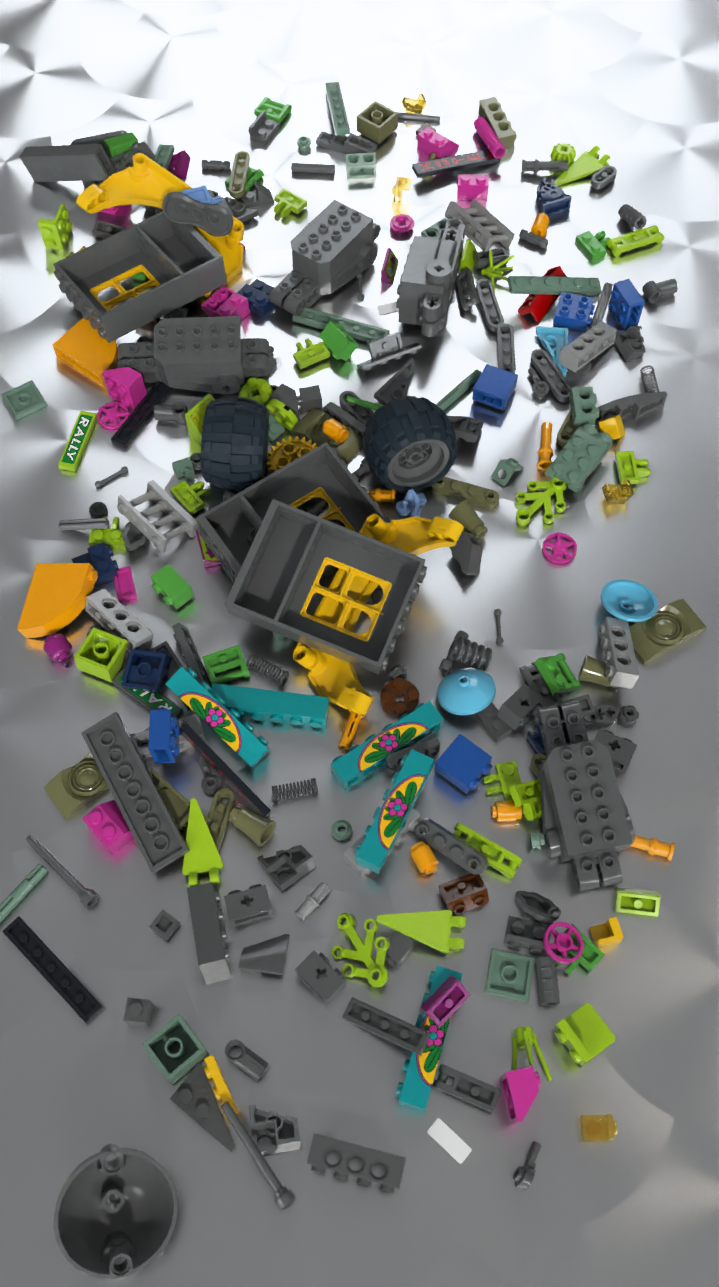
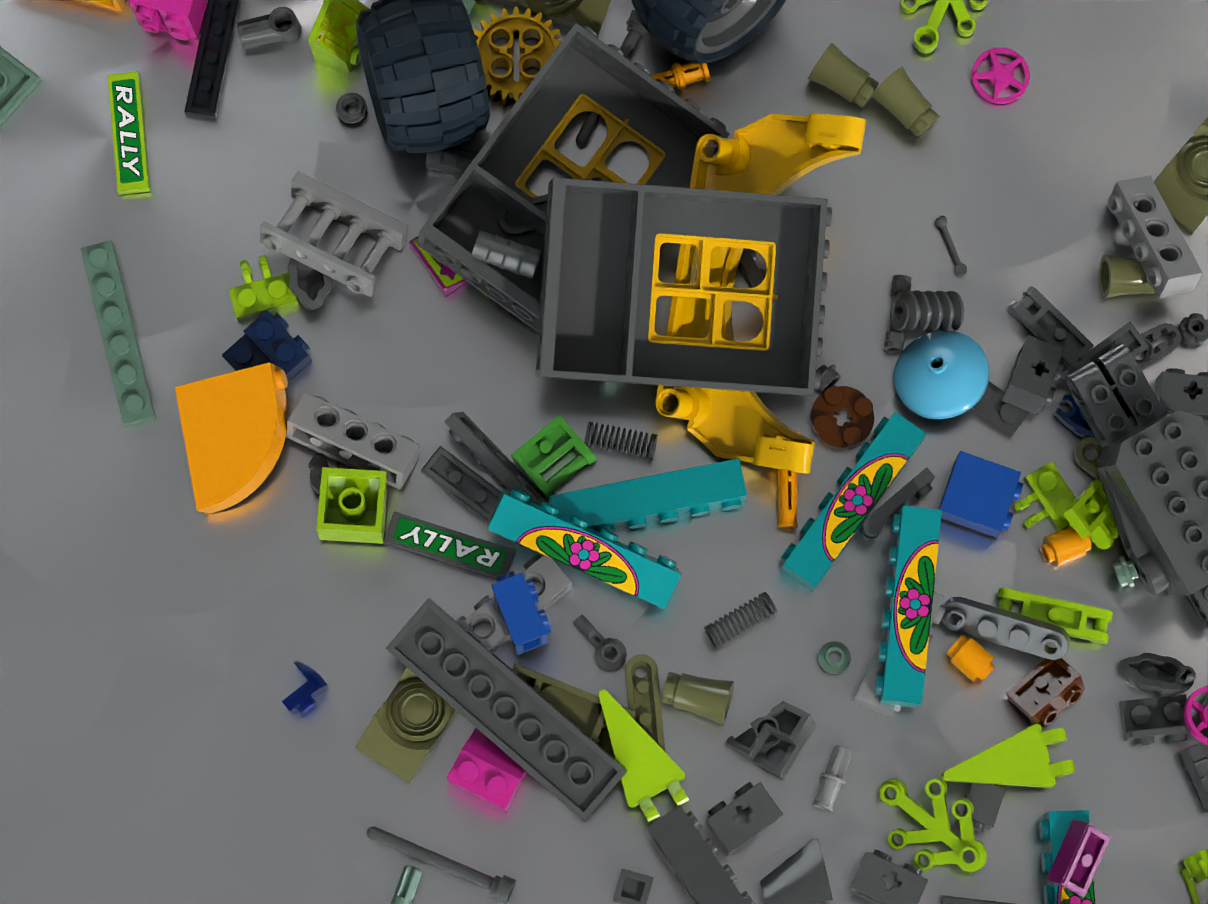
camera: 20 degrees left, 15 degrees up
(23, 534) = (118, 333): none -> sand green plate
(29, 747) = (304, 696): none -> clear blue plate
(57, 647) = (273, 516): magenta head -> none
(83, 524) = (215, 287): dark grey axle -> none
(98, 510) = (224, 252): pearl dark grey tile -> none
(112, 415) = (165, 64): dark pink wheel -> none
(124, 470) = (232, 163): dark grey hinge -> none
(125, 585) = (329, 370): dark pink tile -> none
(146, 670) = (435, 508): dark blue plate -> none
(171, 586) = (411, 352): bright green brick -> none
(183, 467) = (335, 132): sand green bracket -> none
(190, 496) = (364, 180): lime hinge -> none
(224, 770) = (630, 631): black tile -> none
(235, 540) = (506, 253): none -> dark grey axle
(411, 505) = (743, 82): light blue hips -> none
(465, 491) = (821, 22): olive plate -> none
(468, 553) = (874, 148): dark grey slope -> none
(499, 543) = (905, 102): none -> olive plant
(509, 975) = (1149, 785): sand green tile -> none
(553, 676) = (1064, 304): bright green plate -> none
(629, 600) = (1141, 139): medium azure dish -> none

